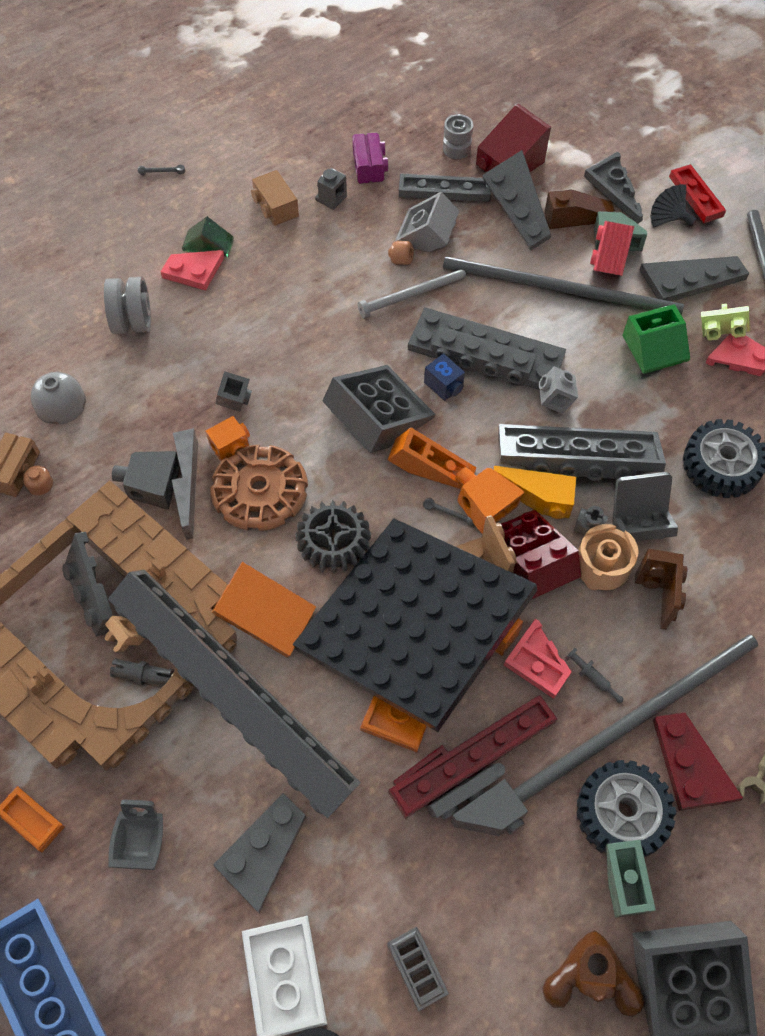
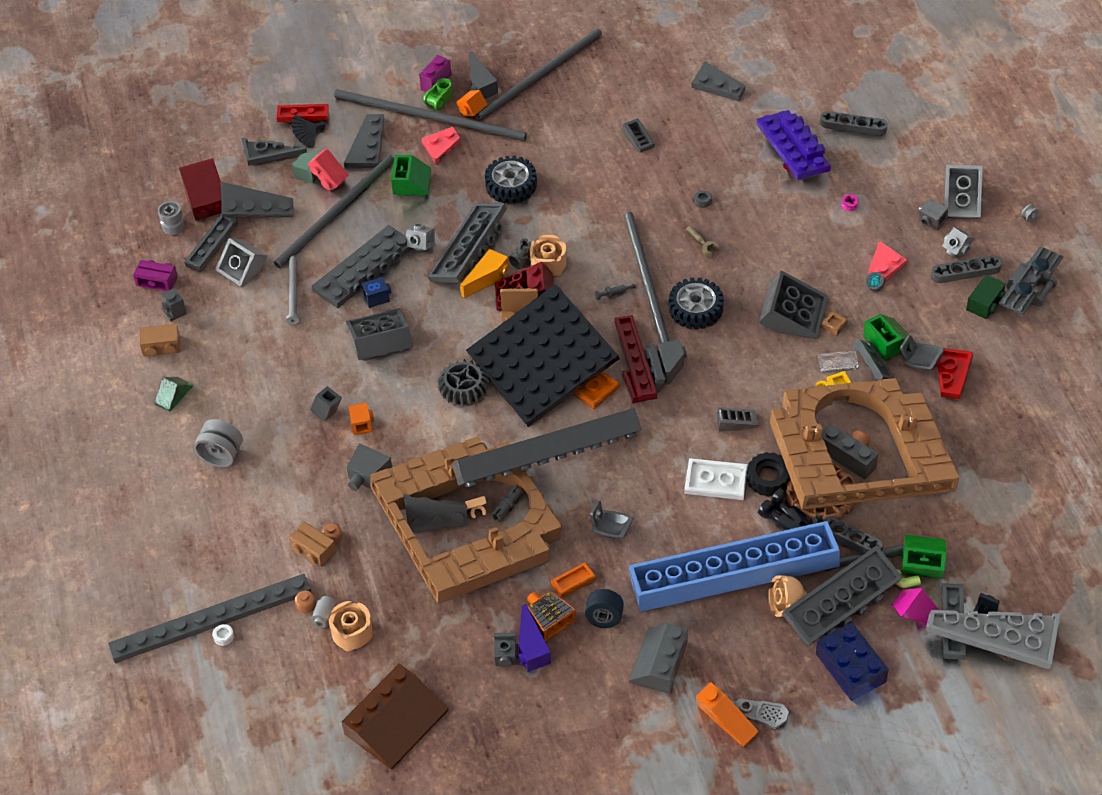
camera: 65 degrees left, 10 degrees down
(57, 398) = (268, 509): light grey cylinder -> none
(180, 169) = (86, 394): dark grey hinge -> none
(185, 487) = (398, 452): flat silver slope -> none
(193, 268) = (194, 407): coral wing -> none
(259, 852) = (644, 472): dark grey wing -> none
(262, 500) = (405, 422): nougat plate -> none
(264, 609) = (498, 427): orange tile -> none
(401, 252) = (255, 284): nougat piece -> none
(427, 458) = (433, 319): orange slope -> none
(429, 504) = (463, 331): dark grey hinge -> none
(487, 495) = (477, 298): orange torso -> none
(538, 661) = (598, 310): coral wing -> none
(573, 208) = (278, 177): reddish brown slope -> none
(597, 974) = (769, 342): reddish brown head -> none
(628, 879) = (733, 311): sand green slope -> none
(643, 506) = (523, 226): dark grey bracket -> none
(664, 571) = (581, 231): reddish brown bracket -> none
(691, 765) = (682, 267): dark red wing -> none
(725, 322) = (416, 138): yellowish green hips -> none

